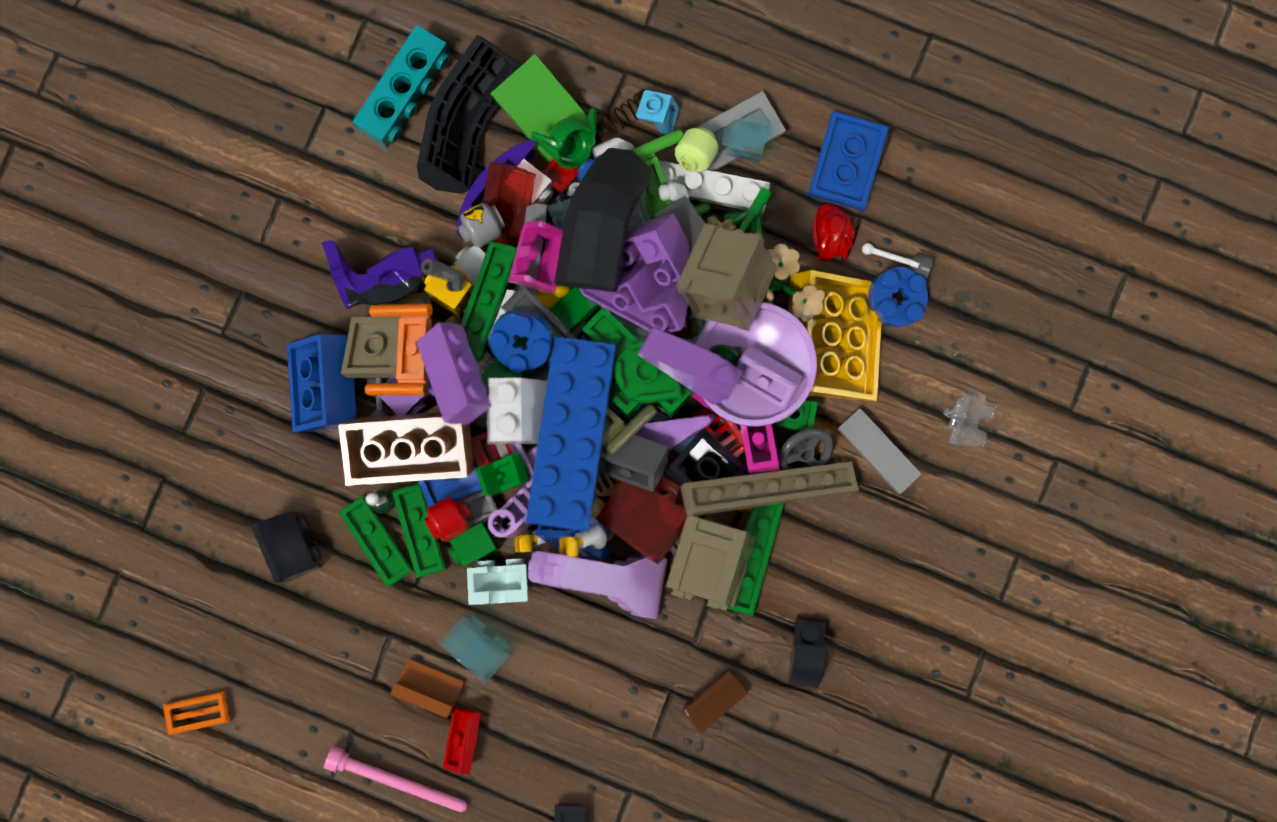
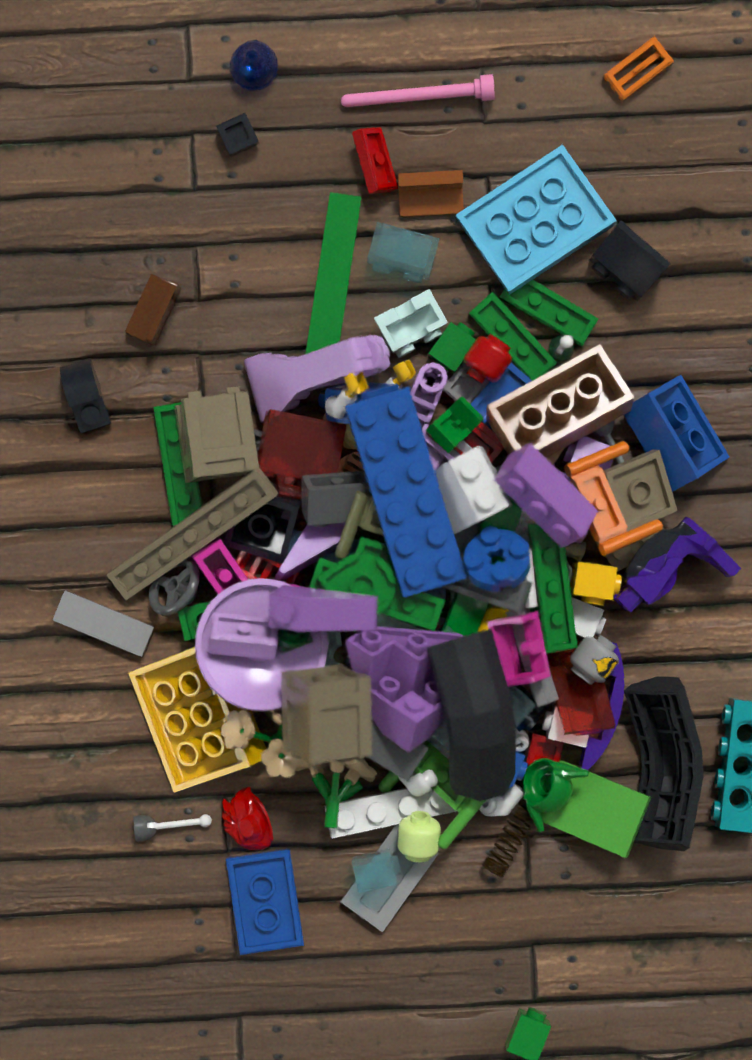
camera: 160 degrees right, 5 degrees up
(348, 622) = (536, 219): none -> medium azure plate
(442, 271) = (603, 592): dark grey arm -> none
(545, 657) = (334, 271): none -> green tile
(658, 109) = (476, 860): medium azure bracket -> none
(914, 292) = (135, 790): blue plate -> none
(966, 418) = (32, 694): clear hips -> none

